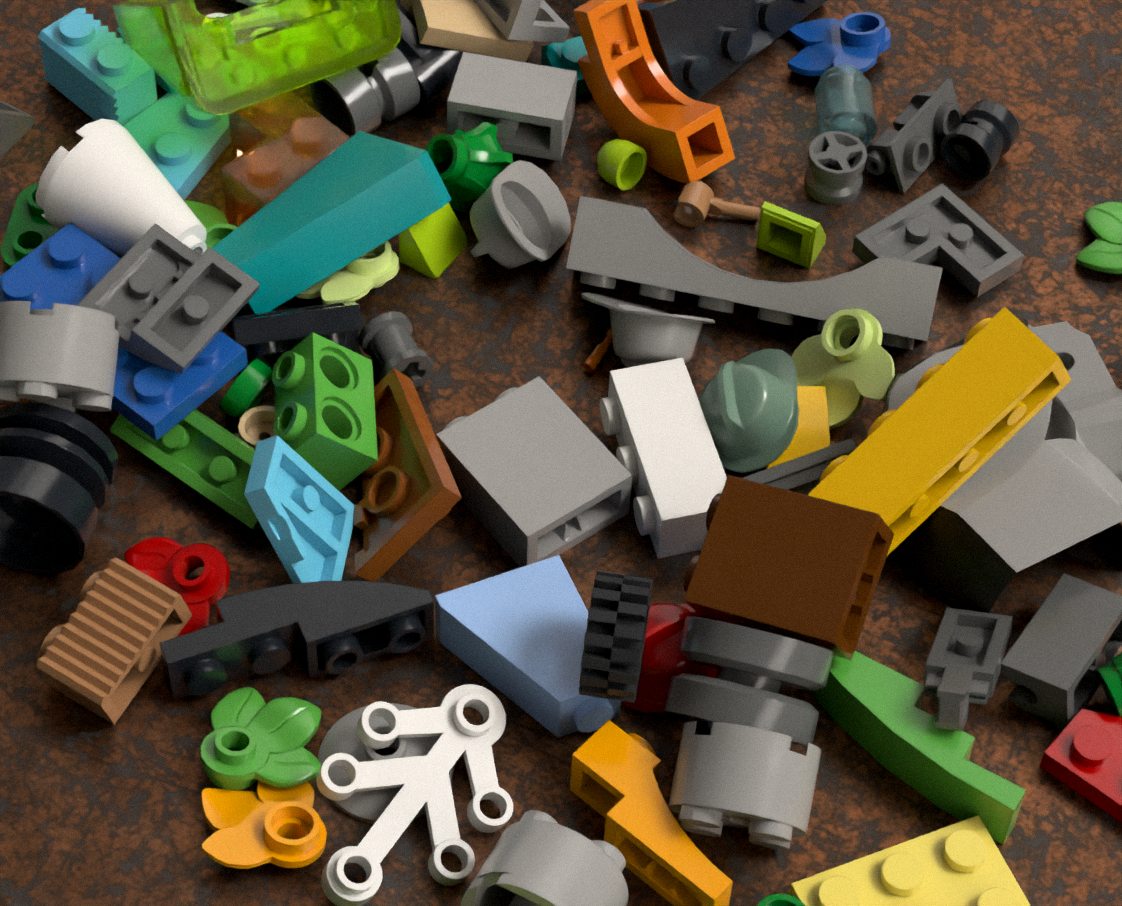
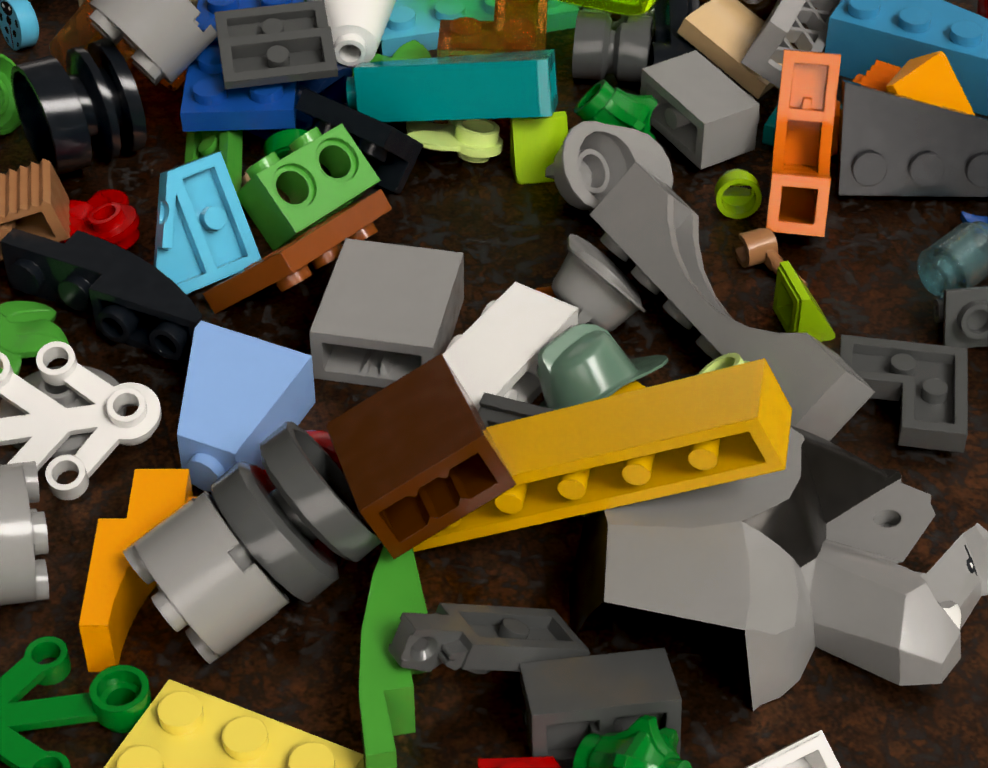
camera: 50 degrees right, 10 degrees down
(392, 346) = (417, 187): dark grey bush -> none
(615, 636) = (214, 381): black tyre -> none
(835, 168) = (898, 291): dark grey wheel -> none

